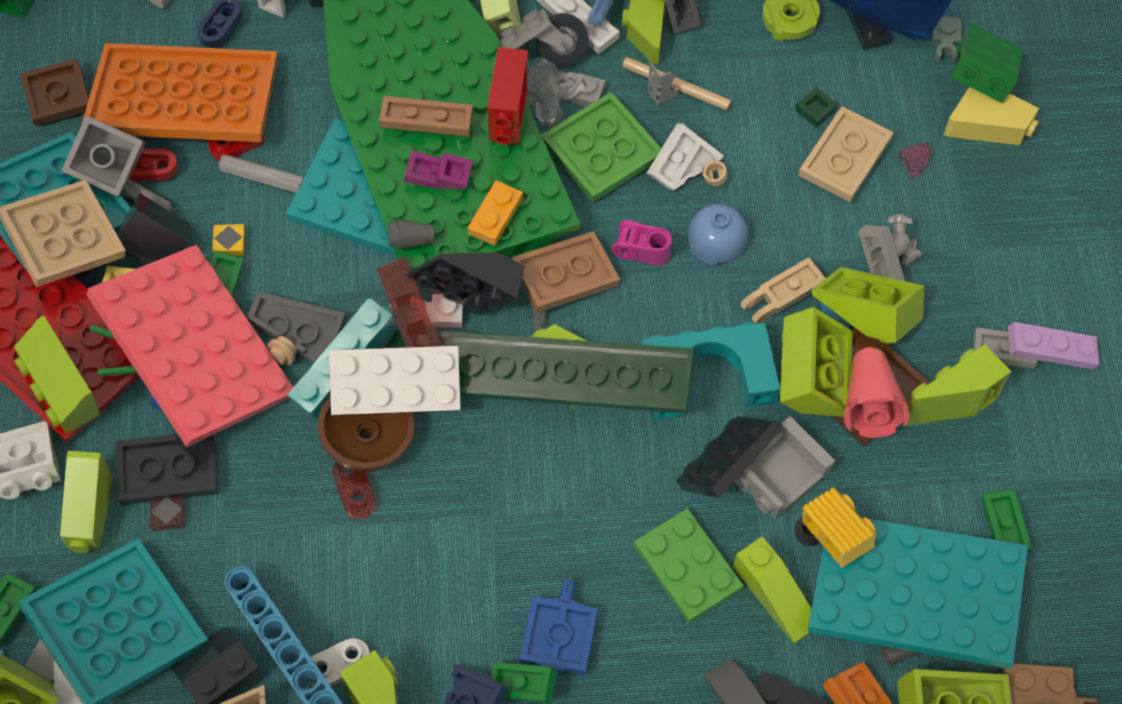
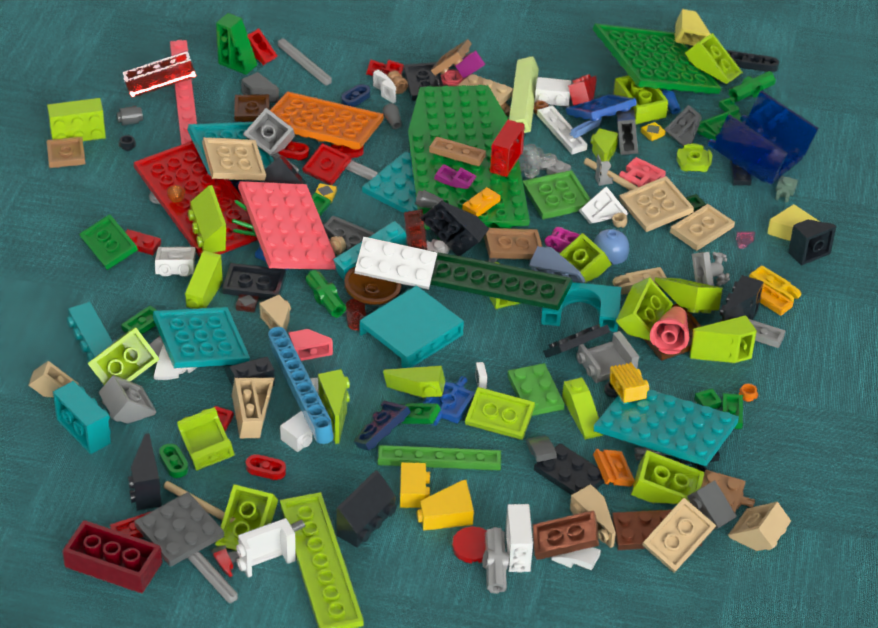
camera: 15 degrees right, 20 degrees down
(54, 44) = (260, 85): none -> dark grey slope
(214, 182) = (326, 164): none -> red plate
(224, 530) = (275, 312): none -> tan slope
(291, 49) = (392, 115): none -> dark grey cone
(292, 461) = (325, 293): none -> green piece
(296, 582) = (311, 344): none -> coral slope
(453, 493) = (413, 326): none -> teal panel
(507, 616) = (417, 381): none -> lime slope
(559, 37) = (549, 137): plate -> none
(595, 567) = (481, 375): none -> white tile
(639, 302) = (549, 261): none -> sand blue slope
(650, 640) = (500, 413): none -> lime plate
(676, 288) = (586, 257): none -> lime slope
(725, 62) = (643, 170): none -> coral plate
(763, 127) = (656, 204): none -> tan plate
(960, 301) = (743, 300): none -> black slope
(962, 512) = (708, 398): none -> green plate
(987, 63) = (801, 197): green panel -> none
(991, 241) = (776, 282): none -> yellow hinge
(996, 273) = (775, 301): none -> light orange plate
(1023, 145) = (811, 240): none -> black slope
(1023, 471) = (749, 392): none -> orange plate
(1053, 345) = (792, 336): lavender plate -> none

